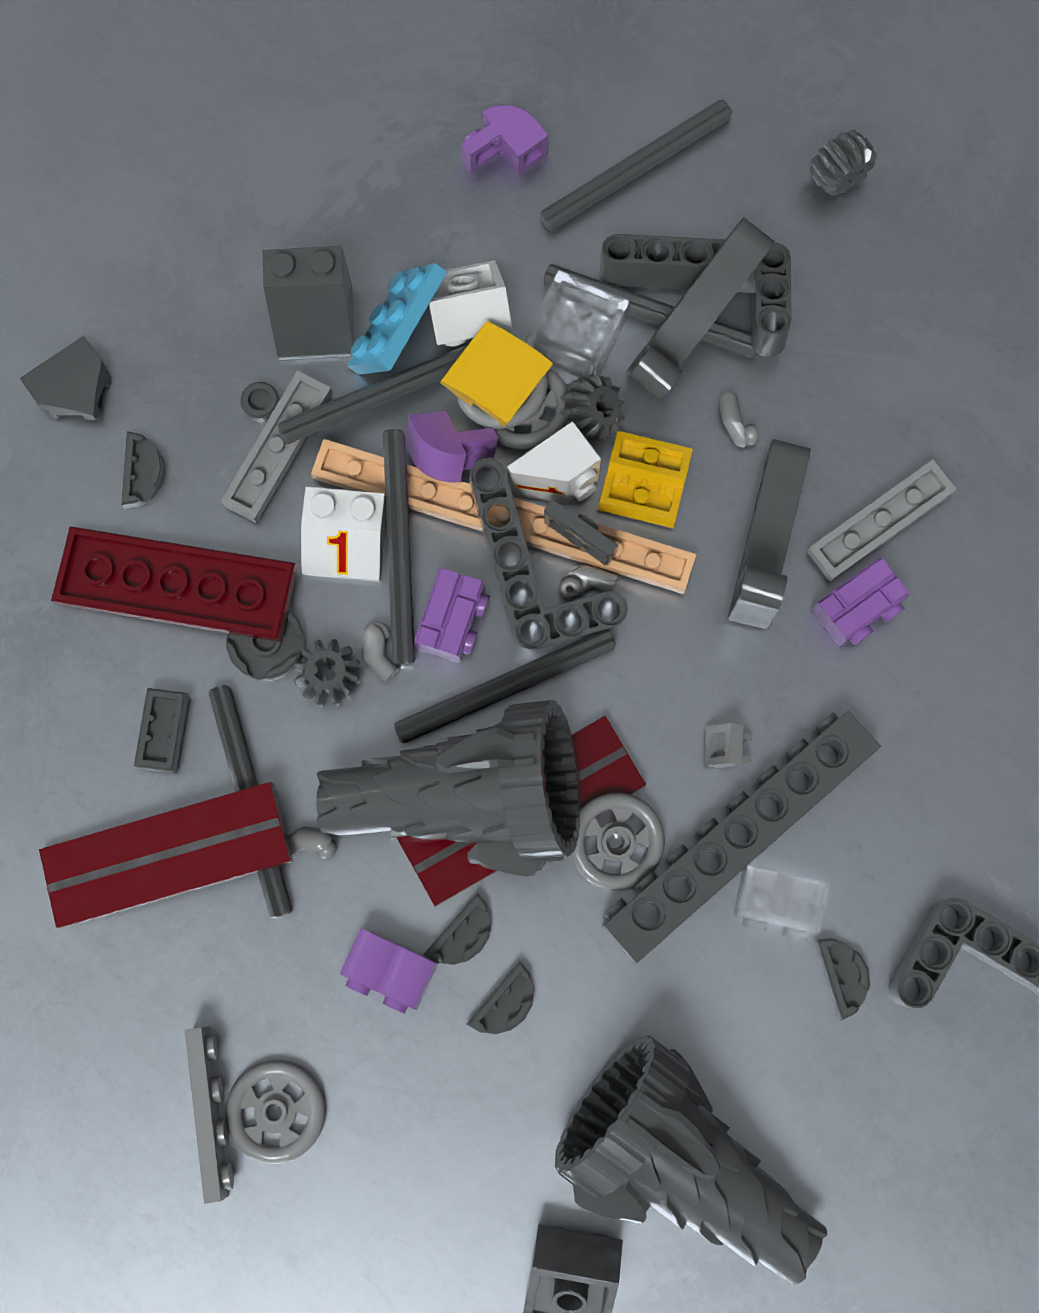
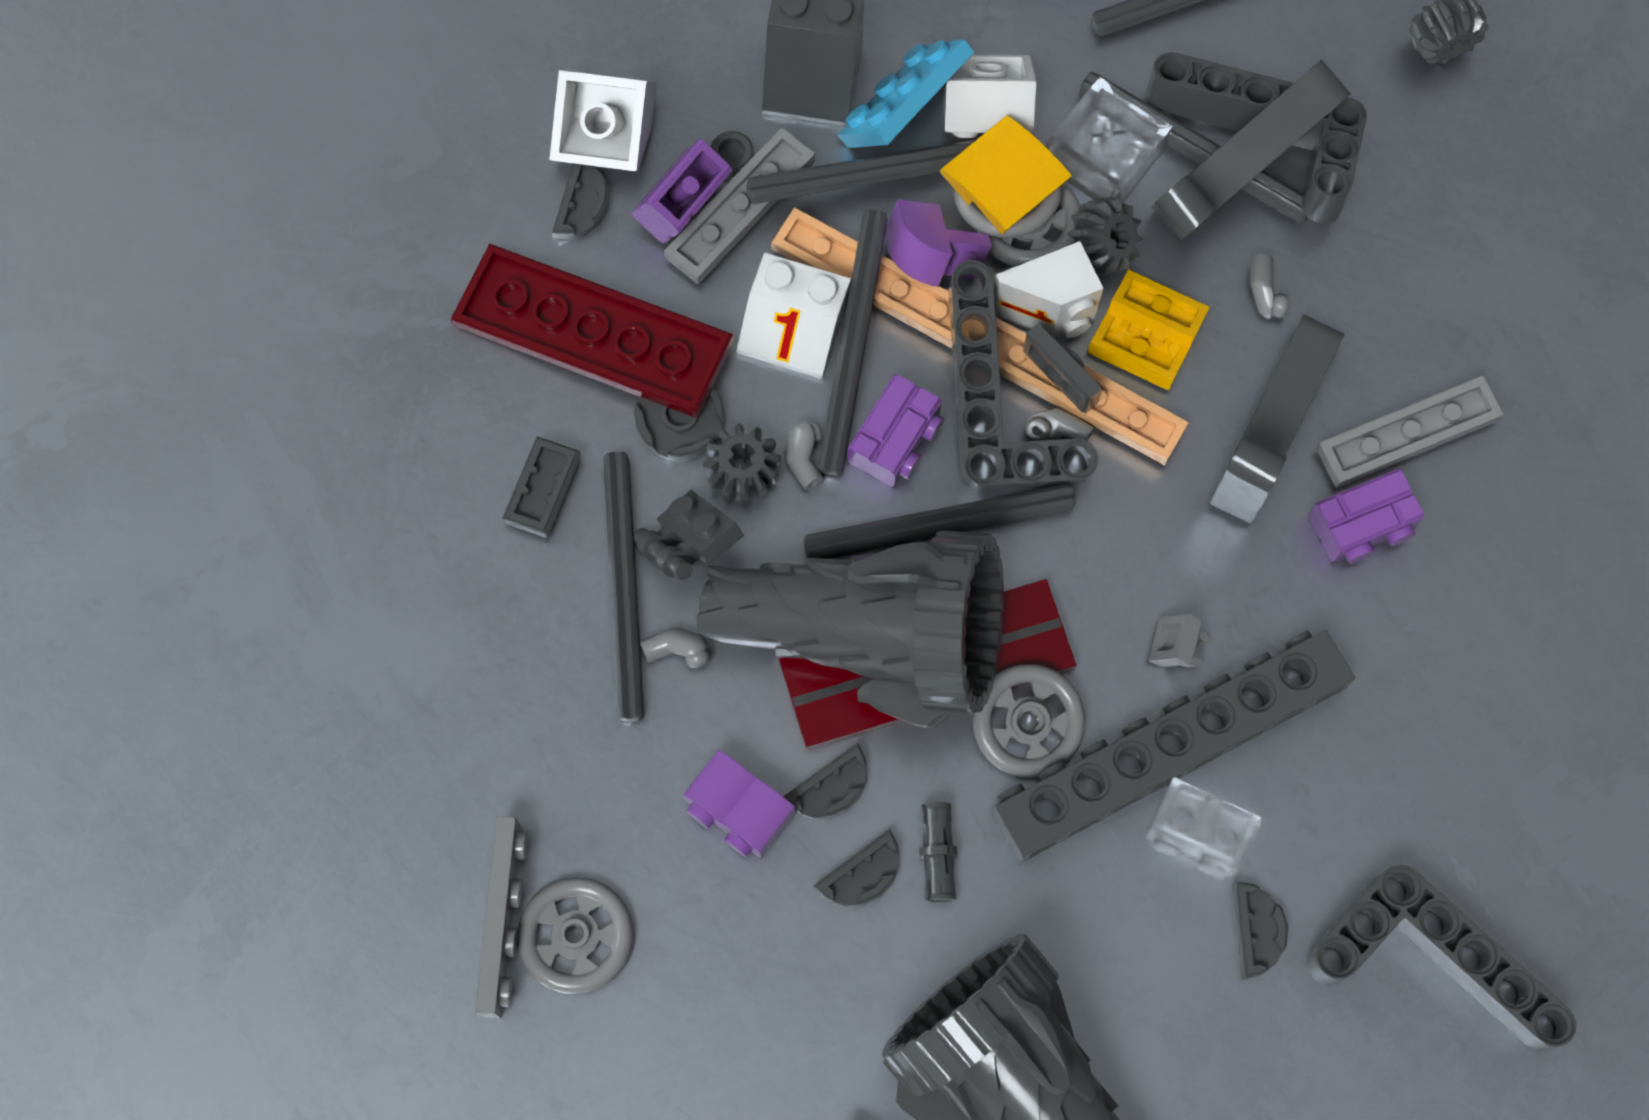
camera: 10 degrees right, 5 degrees down
(69, 382) = (521, 87): dark grey slope -> none
(141, 398) = (602, 120): none -> white slope
(165, 855) = (516, 623): dark red tile -> none
(224, 446) = (681, 191): none -> medium lavender brick
(303, 739) = (698, 529): none -> dark grey plate
(564, 971) = (938, 852): none -> dark grey pin

